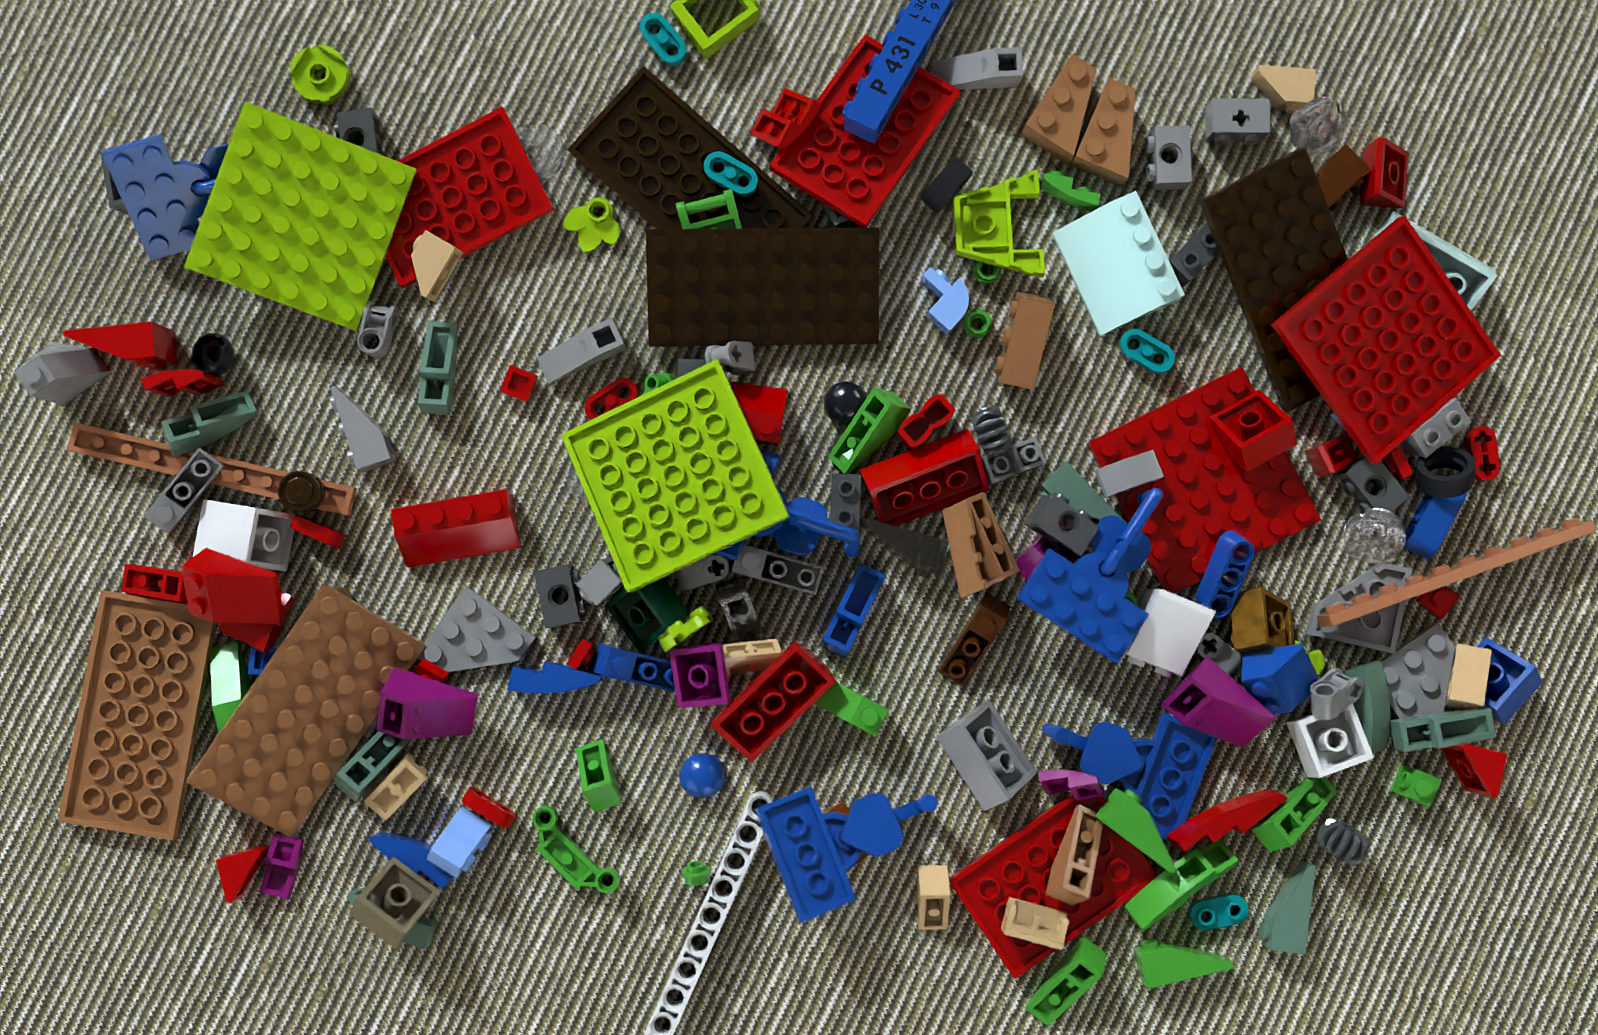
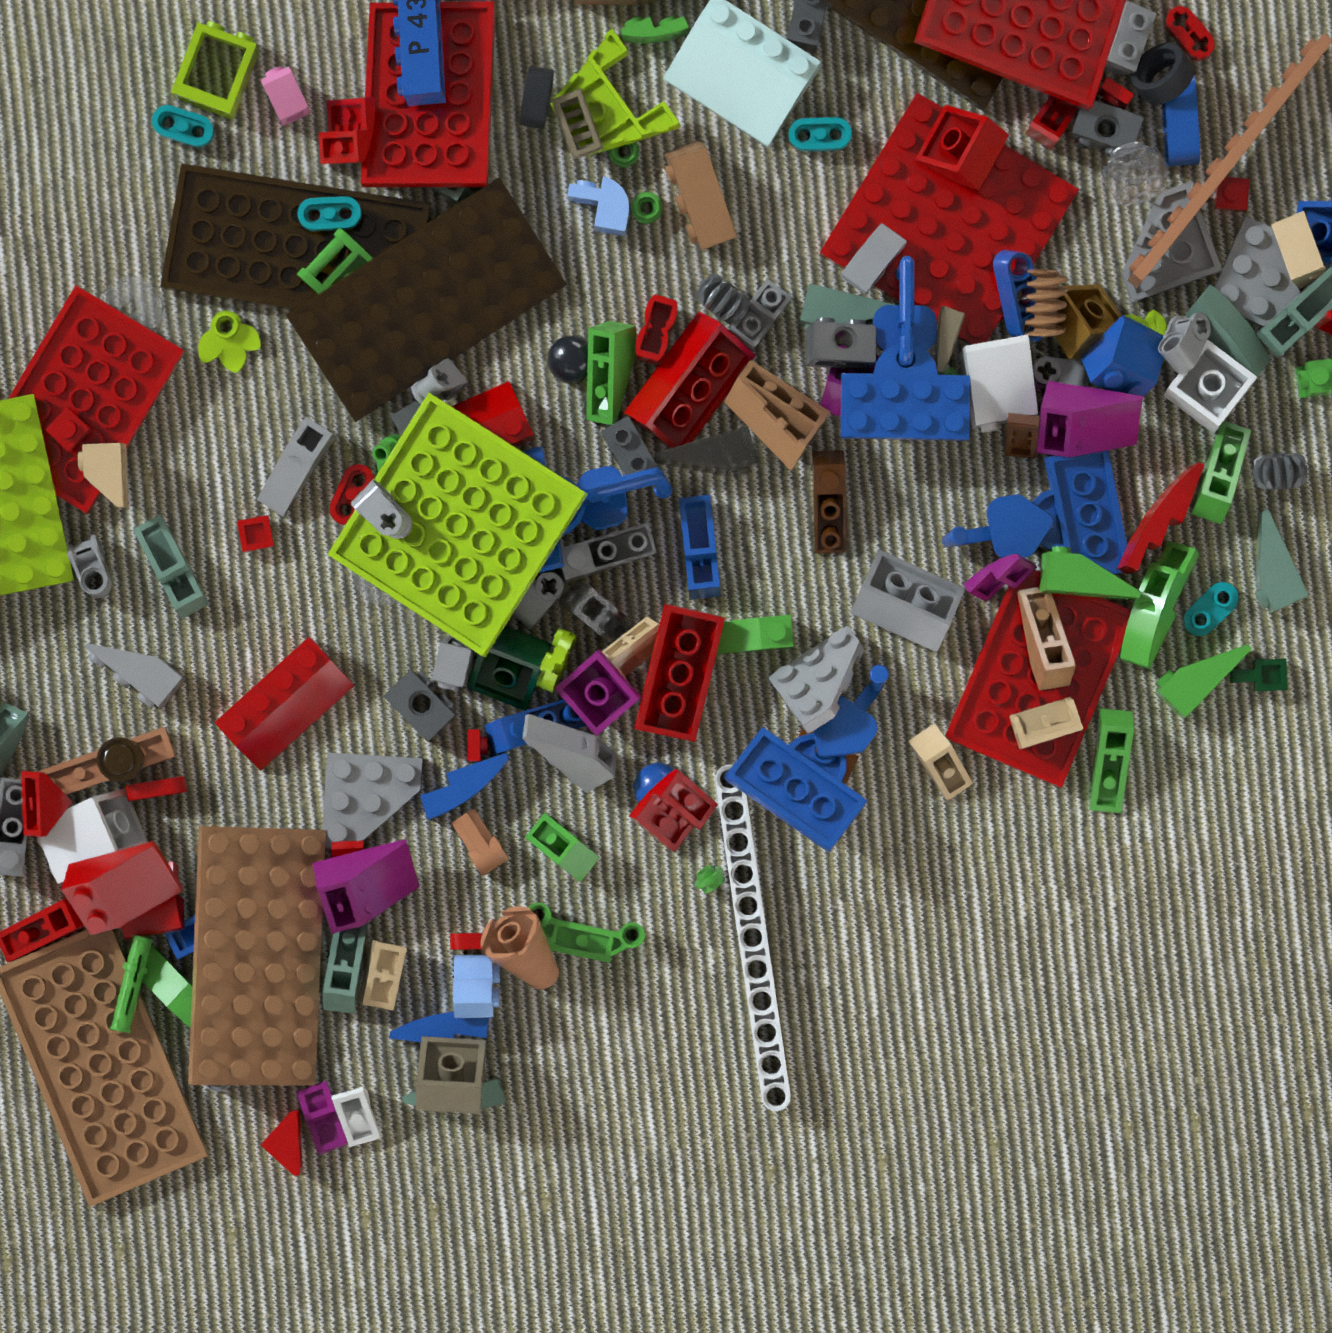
camera: 30 degrees left, 0 degrees up
(201, 667) = (131, 984): none -> bright green pin
(216, 488) = (42, 803): none -> red slope
(306, 882) = (356, 1116): none -> white slope
(426, 213) = (68, 429): none -> red plate
(512, 836) = (521, 947): none -> nougat cone
(537, 740) = (483, 847): none -> nougat piece
(622, 424) = (379, 508): none -> light grey piece
(650, 708) = (575, 753): none -> light grey slope
(701, 803) = (673, 809): none -> red slope
(755, 62) = (285, 95): none -> bright pink slope
(878, 774) = (818, 678): none -> light grey plate
(969, 202) = (565, 101): none -> dark tan slope
(1154, 565) = (948, 330): none -> dark tan slope
(1158, 685) = (1022, 435): none -> reddish brown plate
(1228, 992) = (1265, 675): none -> dark green plate
(1245, 595) = (1046, 302): none -> medium nougat piece

